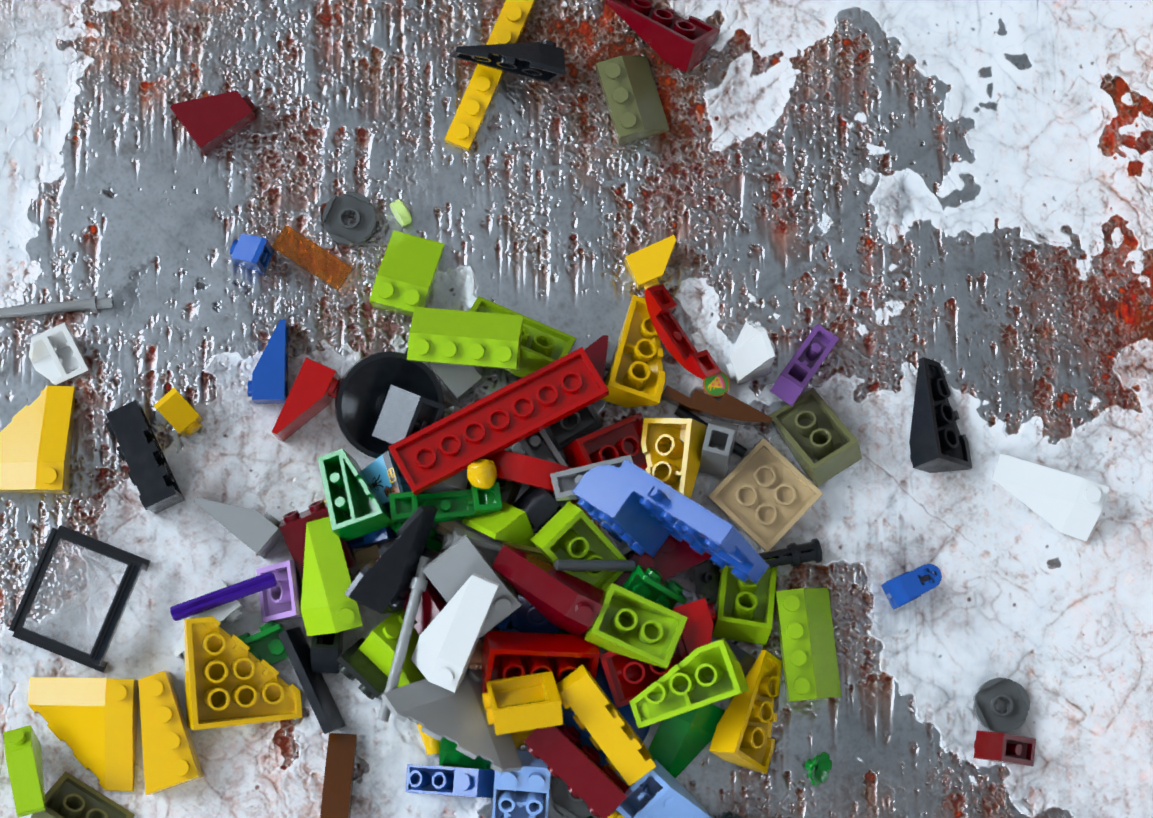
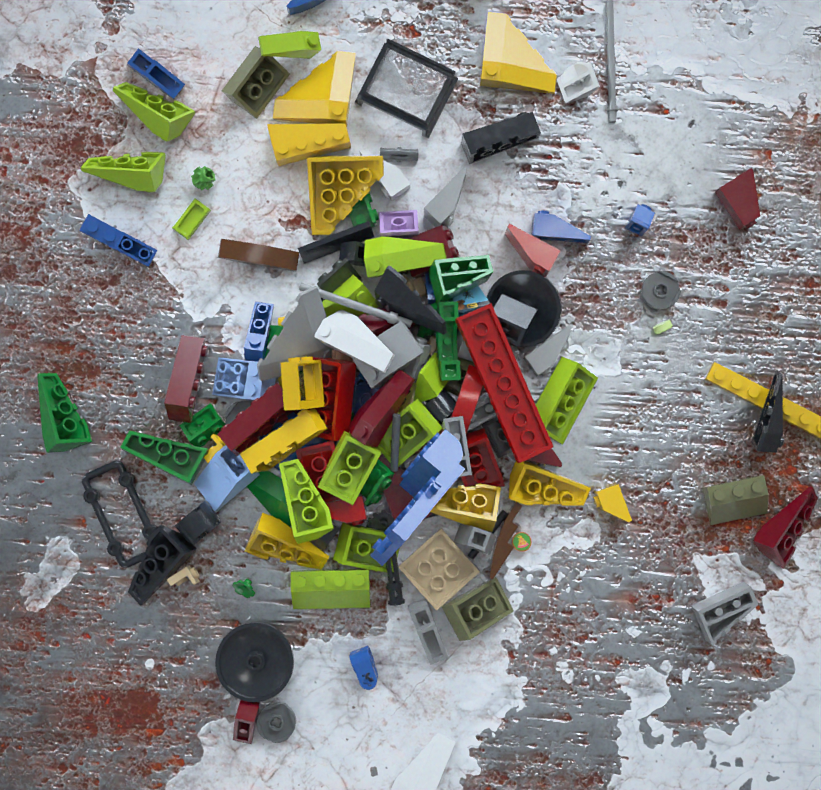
camera: 95 degrees right, 5 degrees up
(176, 596) = (399, 154): none -> dark grey pin
(179, 413) = (529, 162): yellow slope -> none
(223, 596) = (397, 184): dark purple axle -> none
(312, 257) = (634, 262): clear orange tile -> none
(406, 274) = (617, 328): lime slope -> none
(465, 338) = (566, 364): lime slope -> none
(482, 473) = (466, 367): yellow piece -> none
(673, 337) = (558, 513): red slope -> none
(750, 355) = (539, 567): white wedge -> none
(784, 105) = (723, 610): none -> light grey wedge
(804, 364) = (530, 606): medium lavender slope -> none
(853, 503) = (427, 631): none -> light grey slope
(920, 742) = (254, 662): none -> black dish
(934, 431) = (474, 695): black wedge -> none

